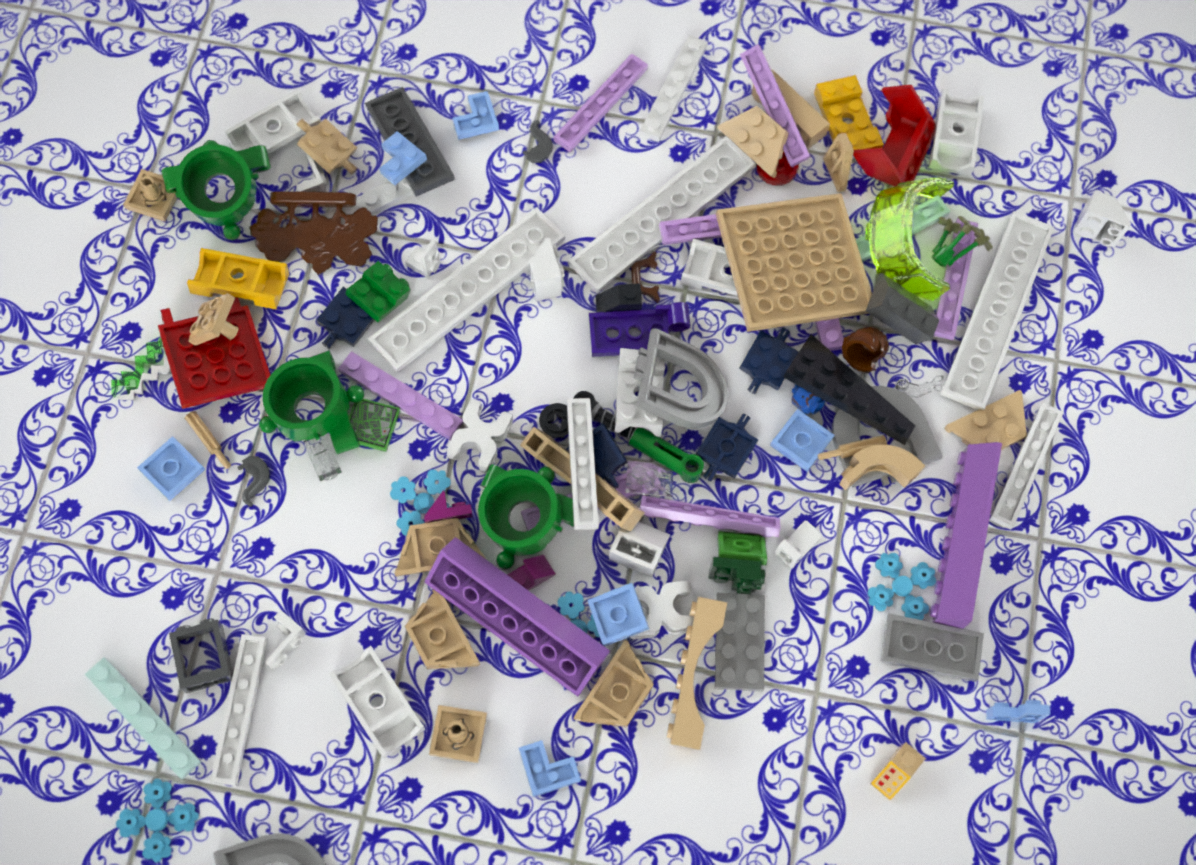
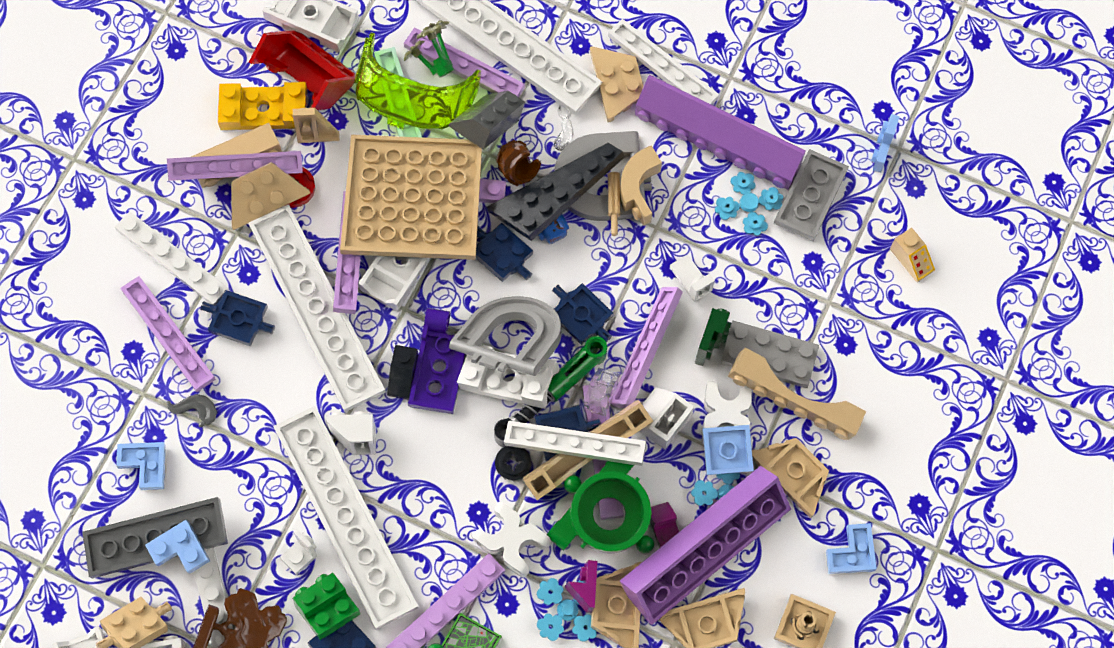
camera: 75 degrees left, 0 degrees up
(632, 153) = (237, 318): none -> dark blue plate
(635, 272) = (380, 351): reddish brown helmet -> none
(742, 546) = (687, 326): bright green tile -> none
(802, 440) = (591, 245): light blue plate -> none

